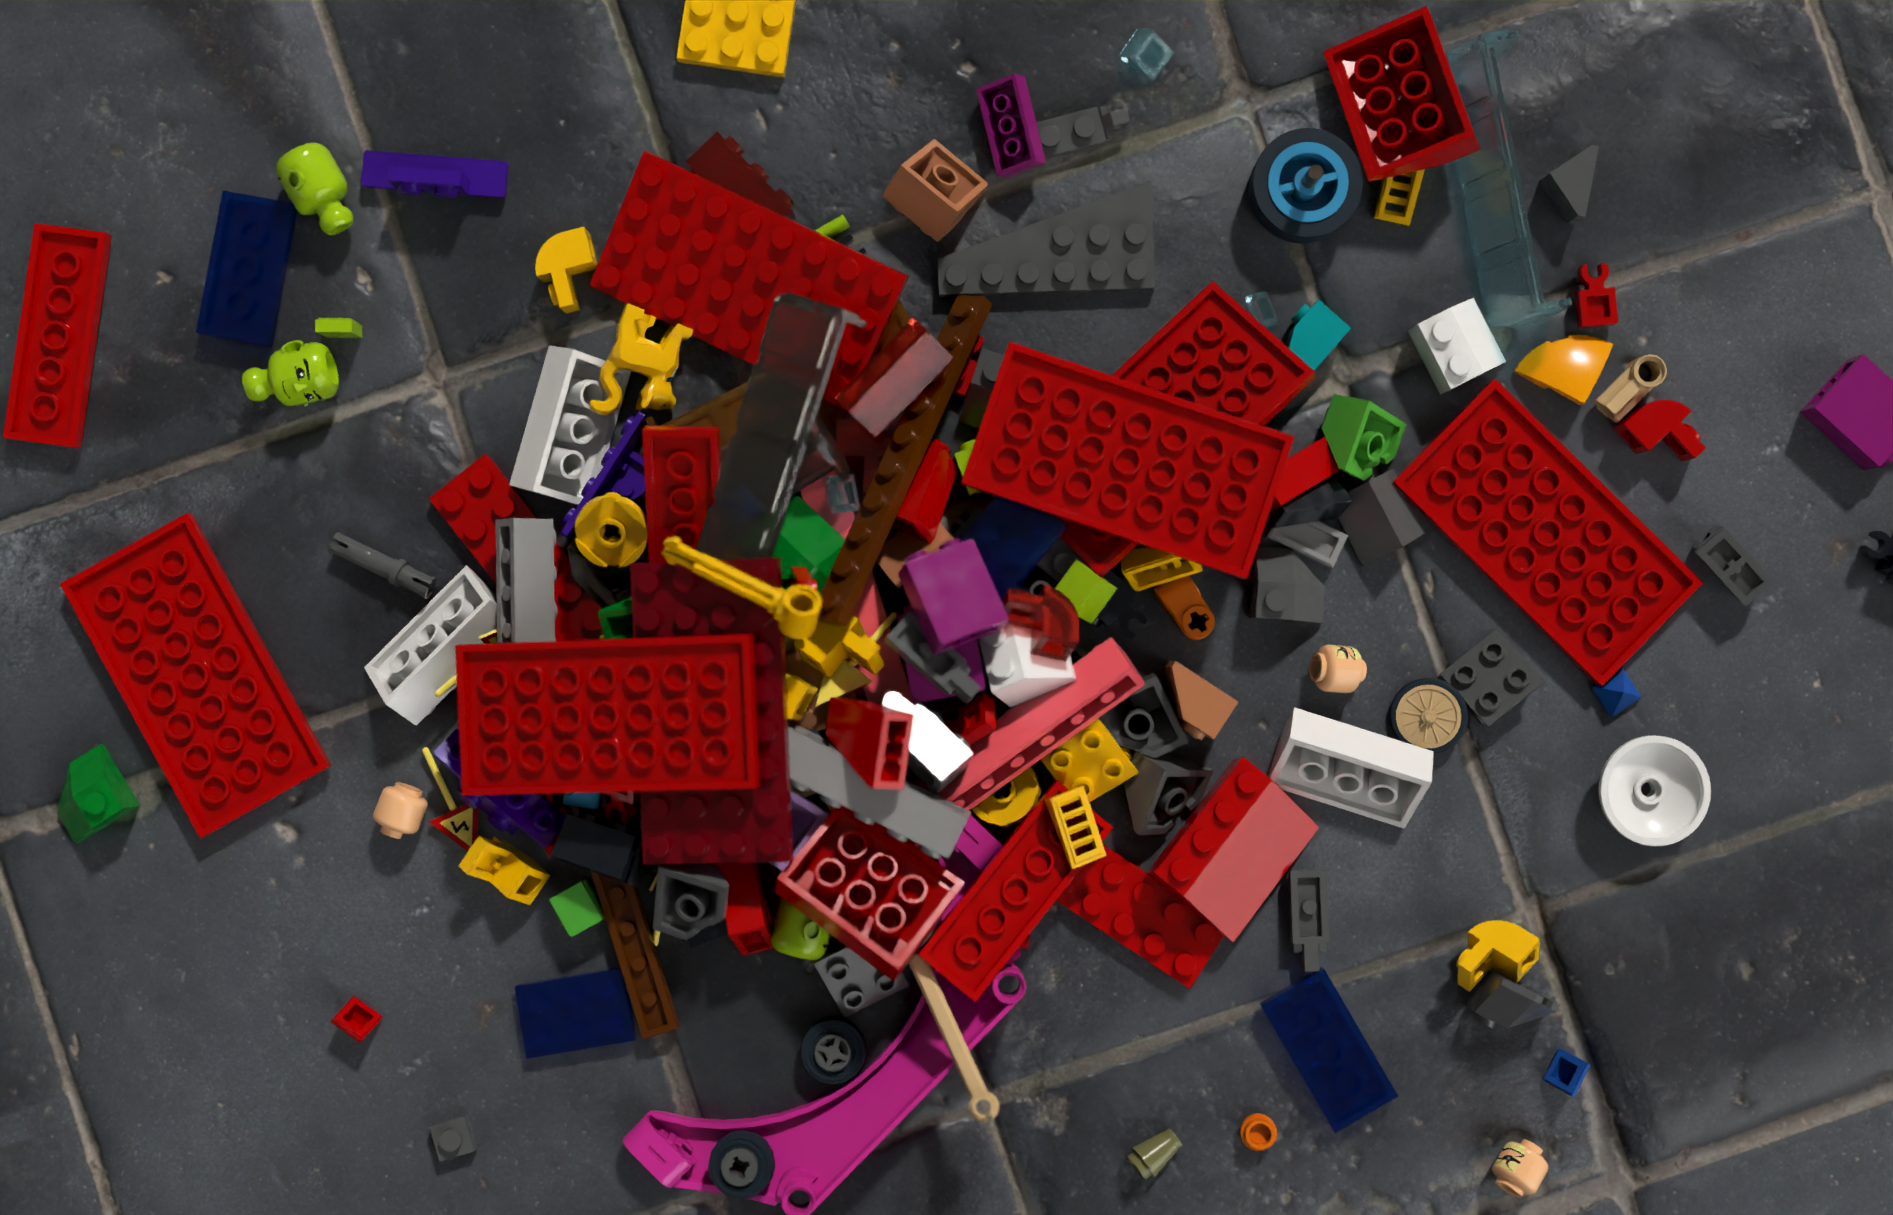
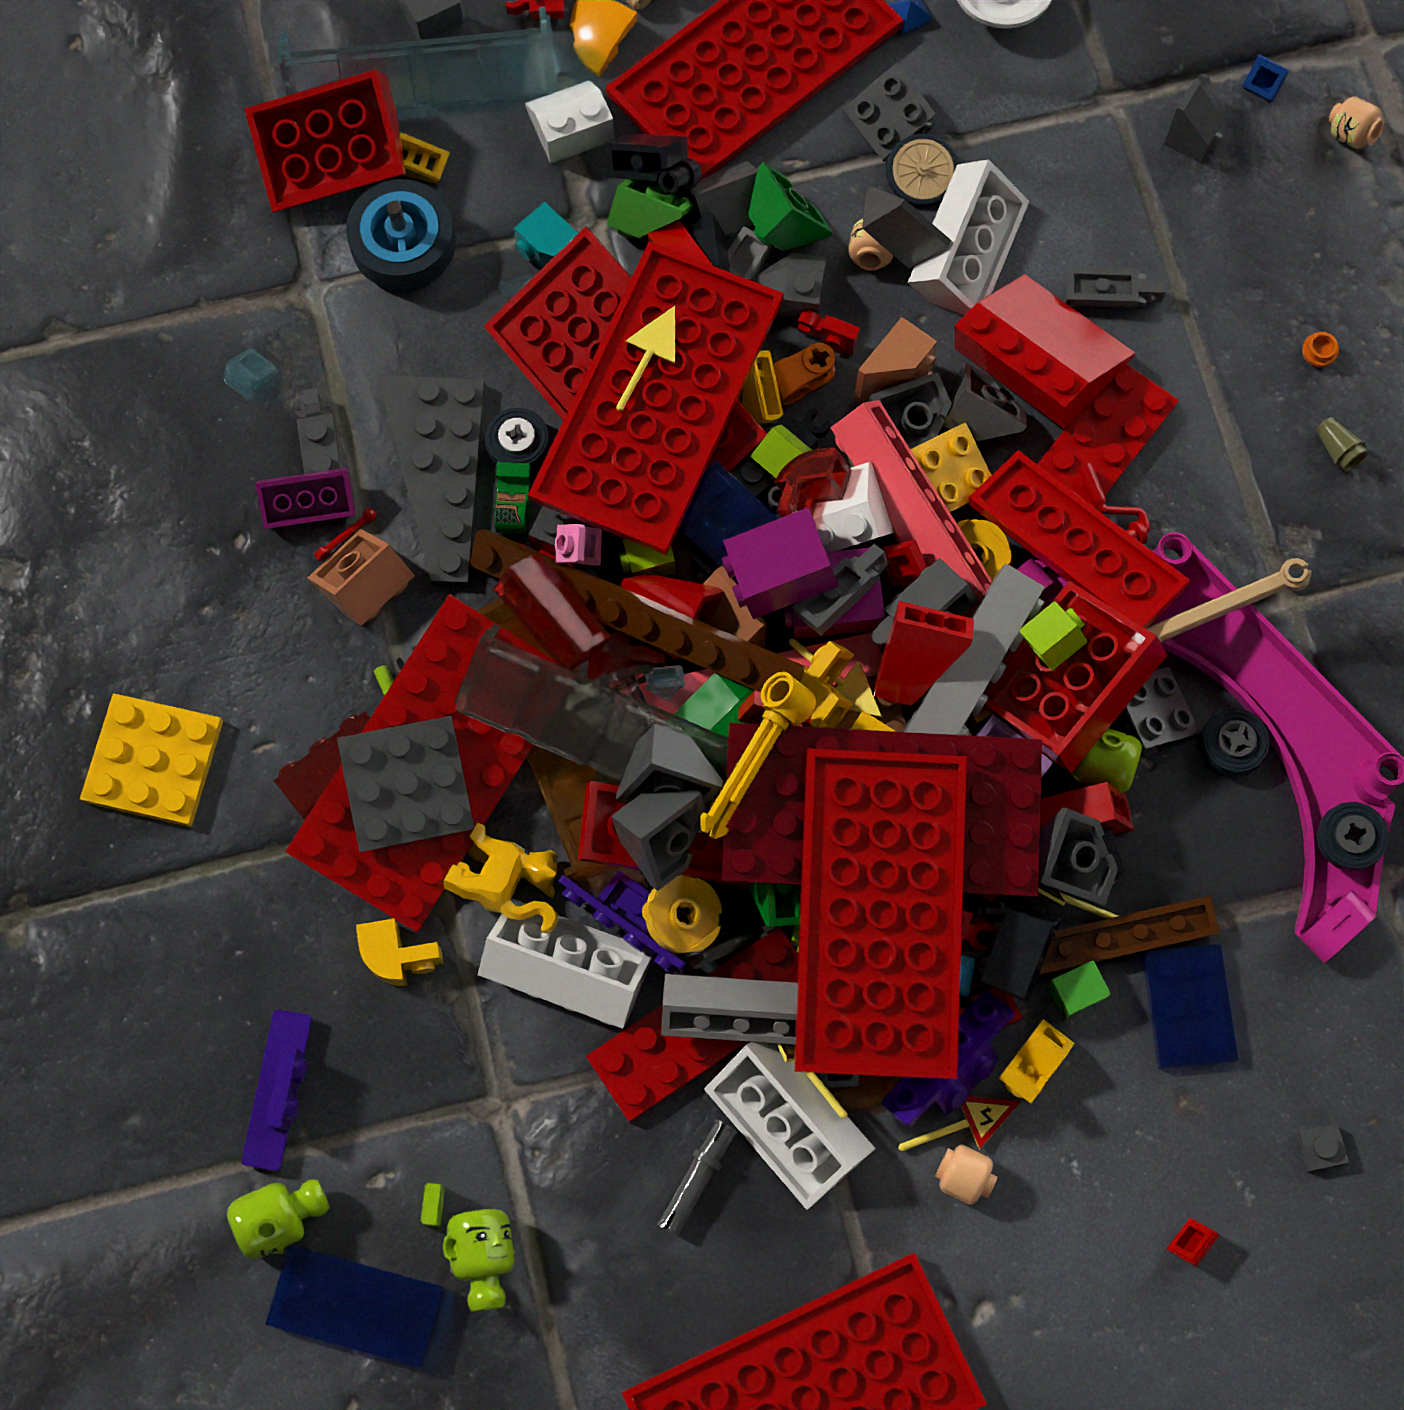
camera: 85 degrees left, 15 degrees down
(673, 501) = (659, 832): none -> dark grey slope
(716, 255) = (405, 783): none -> dark grey plate
(729, 502) = (665, 763): none -> dark grey slope
(898, 869) = (1054, 634): none -> lime brick
(970, 396) = (578, 545): none -> bright pink bracket
(1003, 191) = (368, 515): none -> red hinge
(1028, 329) = (512, 499): none -> green leg
(1044, 949) = (1136, 528): none -> red piece
(1084, 809) = (1007, 492): yellow slope -> none
(1092, 341) = (525, 424): none -> black wheel
(1184, 454) = (655, 339): none -> light yellow piece
(1231, 638) = (831, 331): none -> red plate
(1328, 1050) = (1241, 280): clear blue plate -> none
(1347, 694) = (901, 228): none -> dark grey slope
(1361, 573) = (782, 213): none -> green slope
(1407, 434) = (652, 159): none -> black hinge
(1500, 947) = (1146, 122): yellow brick -> none

